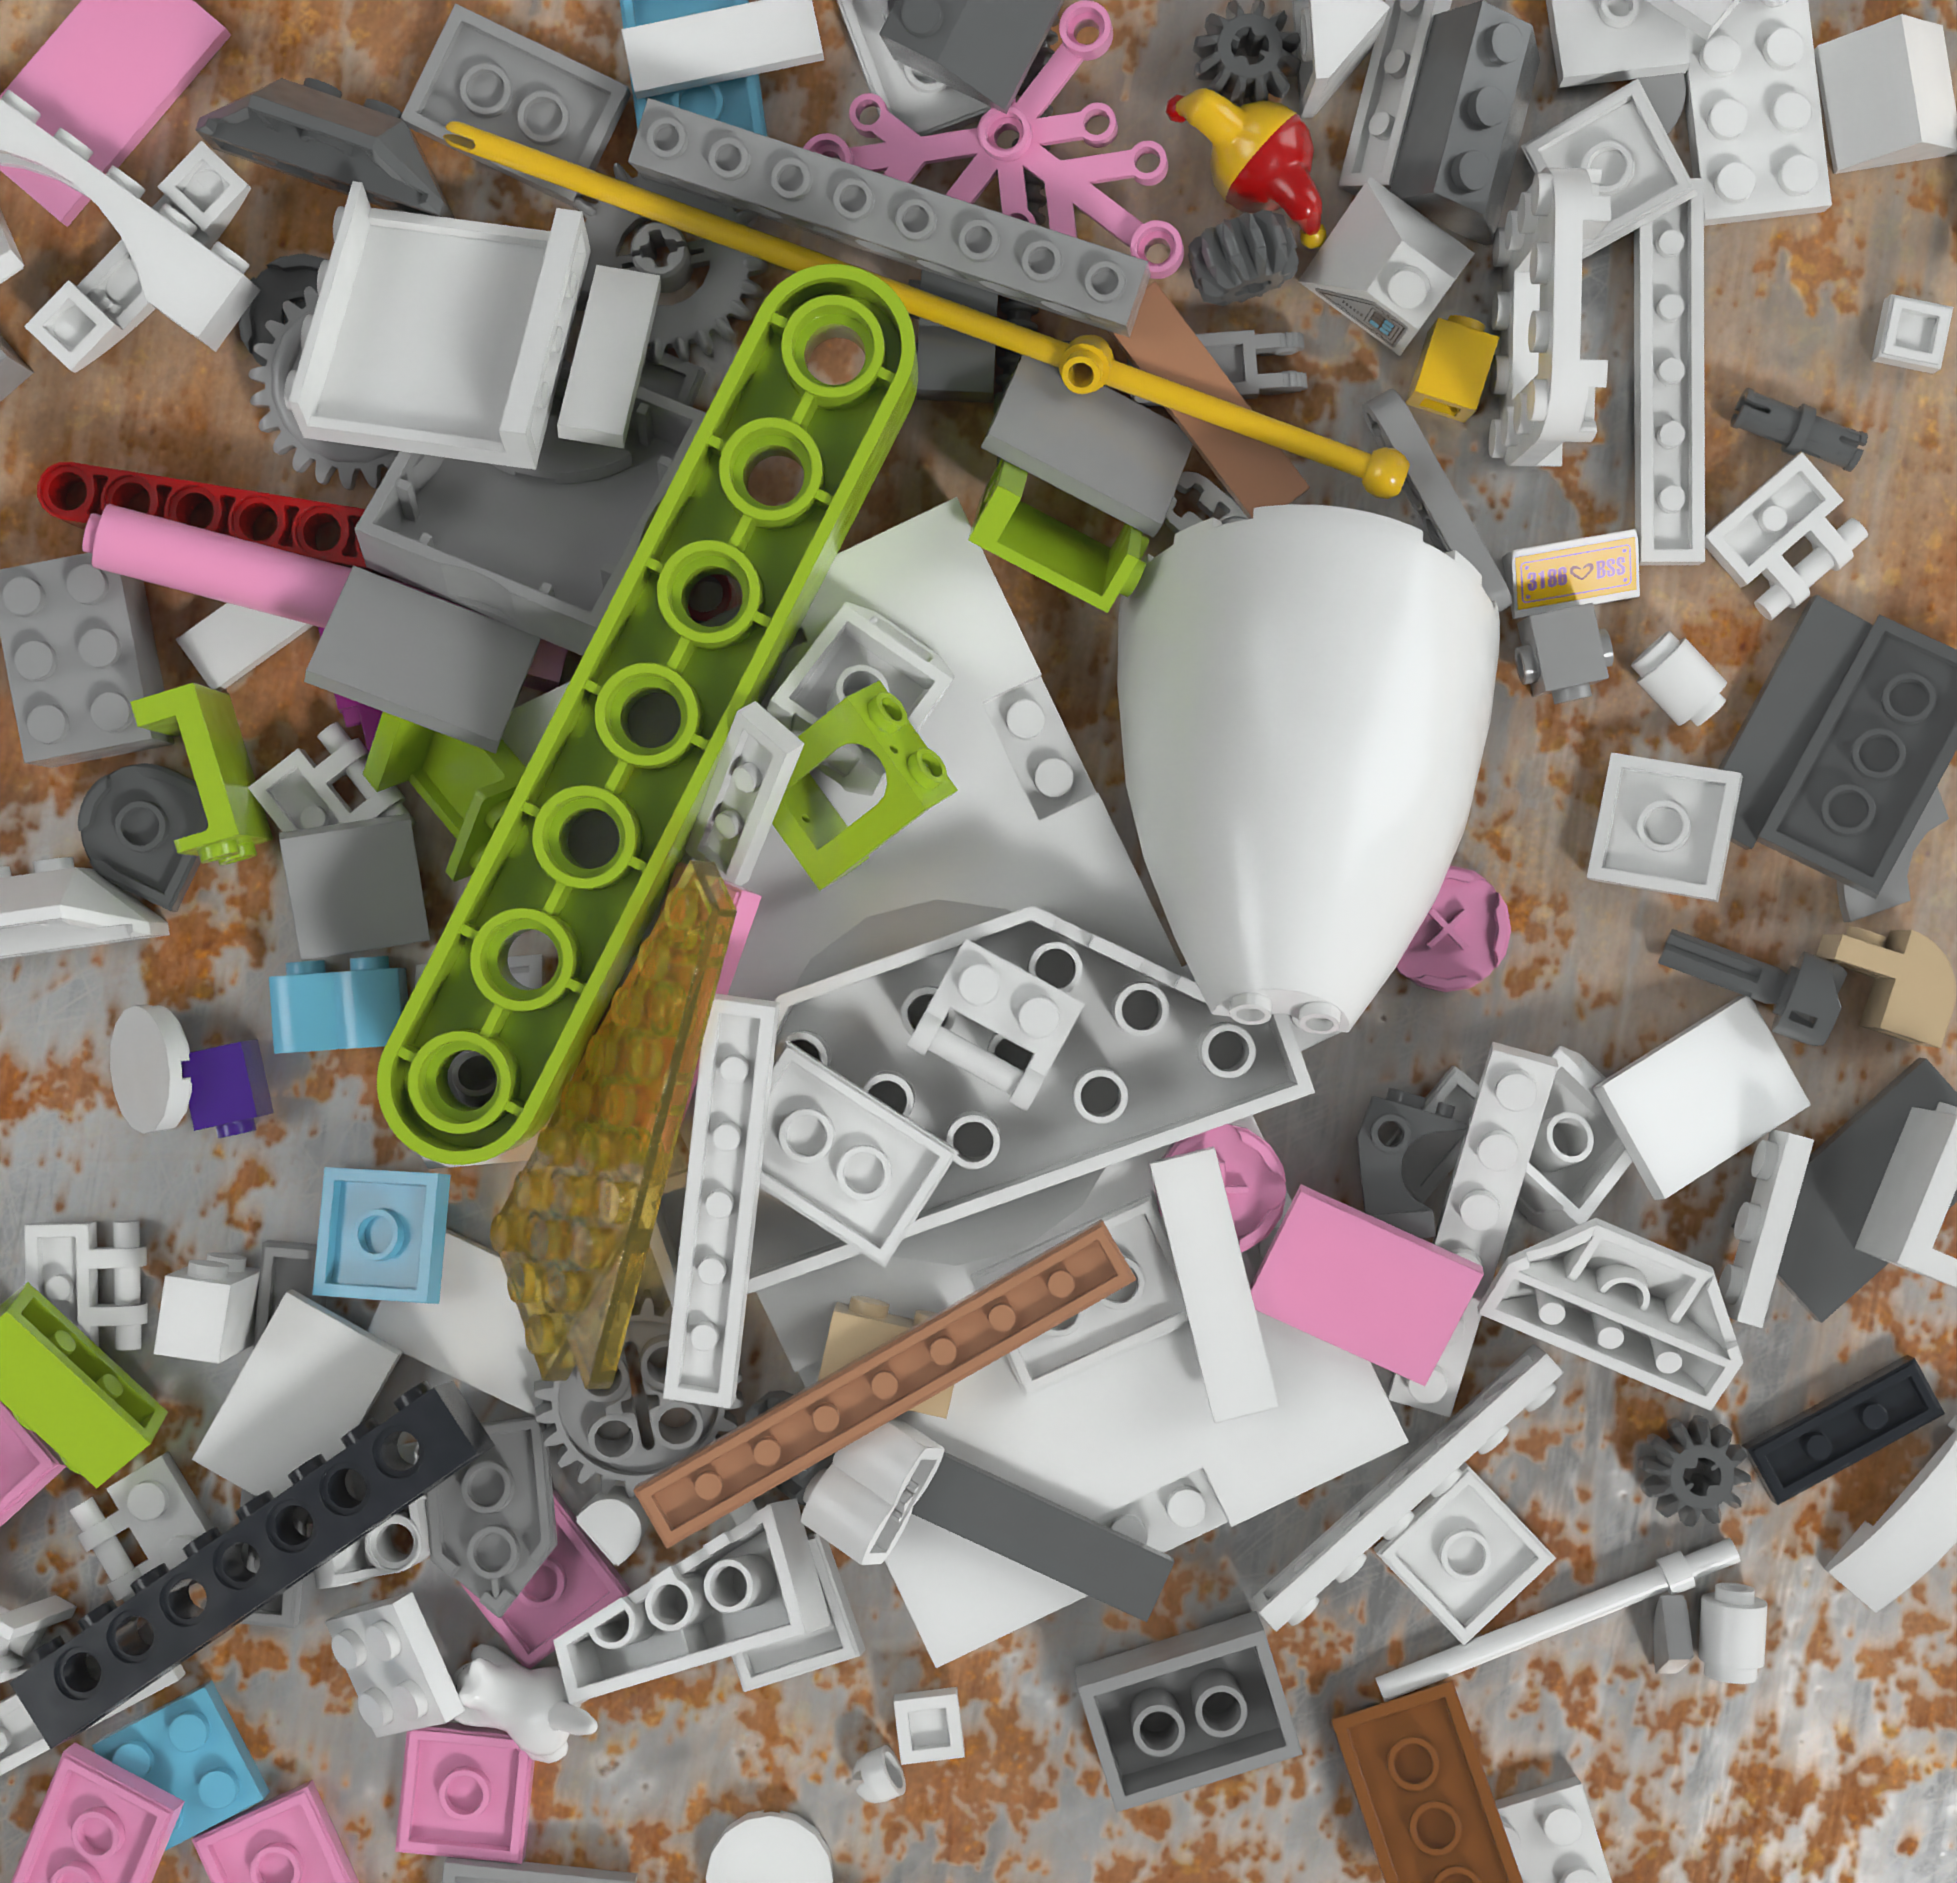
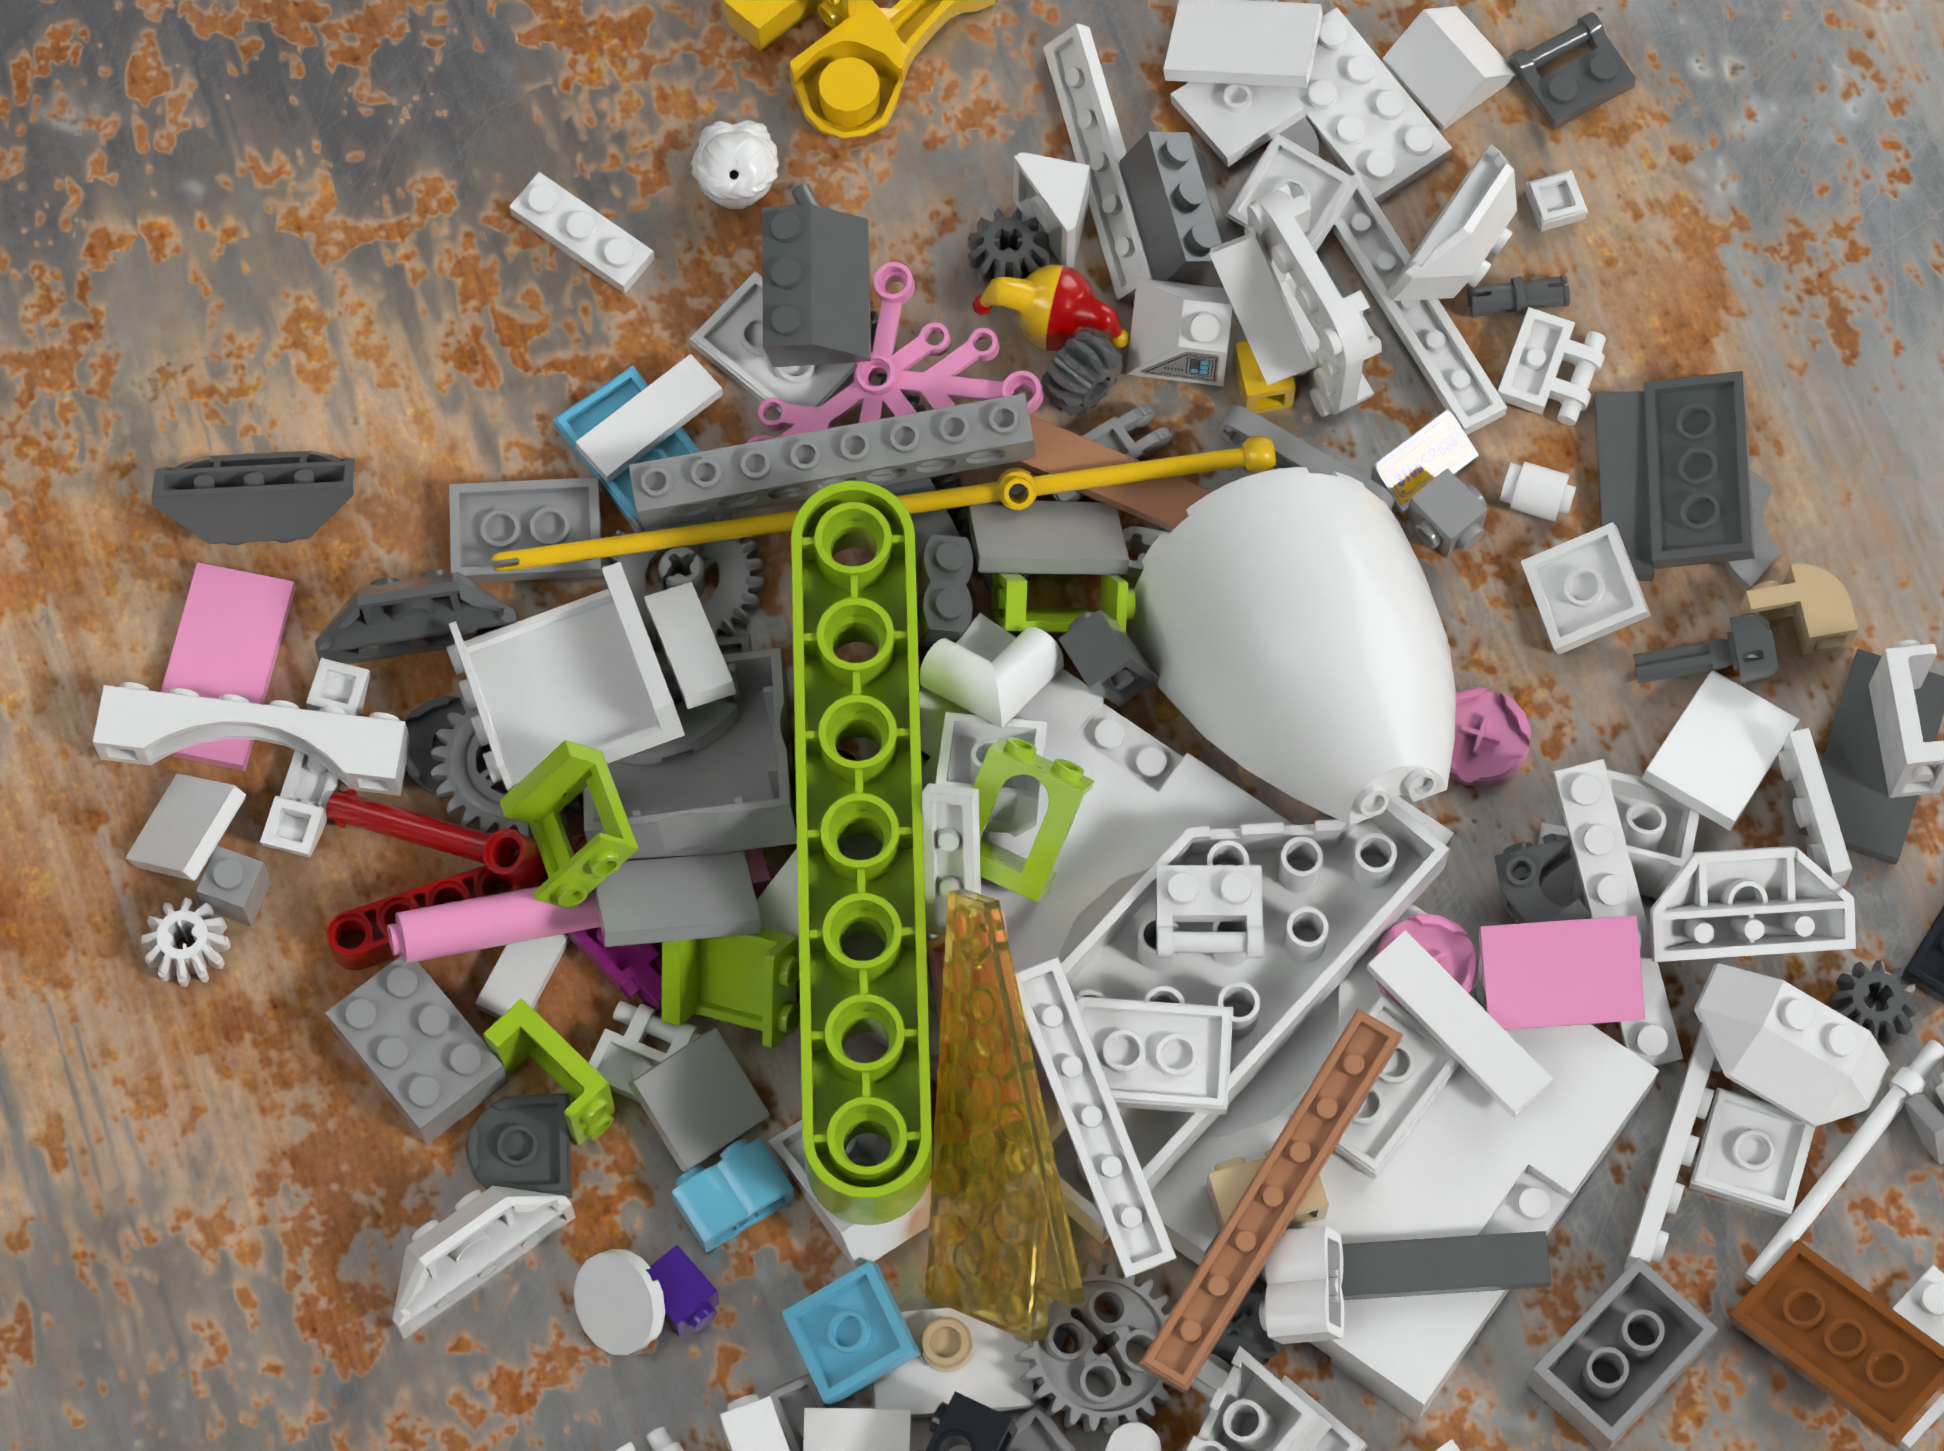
camera: 25 degrees left, 20 degrees down
(263, 496) = (469, 843): none -> red piece
(337, 457) = (548, 791): none -> lime panel
(476, 1302) = (946, 1344): none -> tan tile
(919, 607) = (997, 687): none -> white brick
(936, 431) = (941, 589): none -> dark grey brick
(1066, 632) = (1107, 657): none -> dark grey slope
(1487, 299) = (1261, 308): none -> white tile
(1564, 1478) = (1789, 1046): none -> white wedge
(1781, 321) = (1462, 234): none -> white wedge

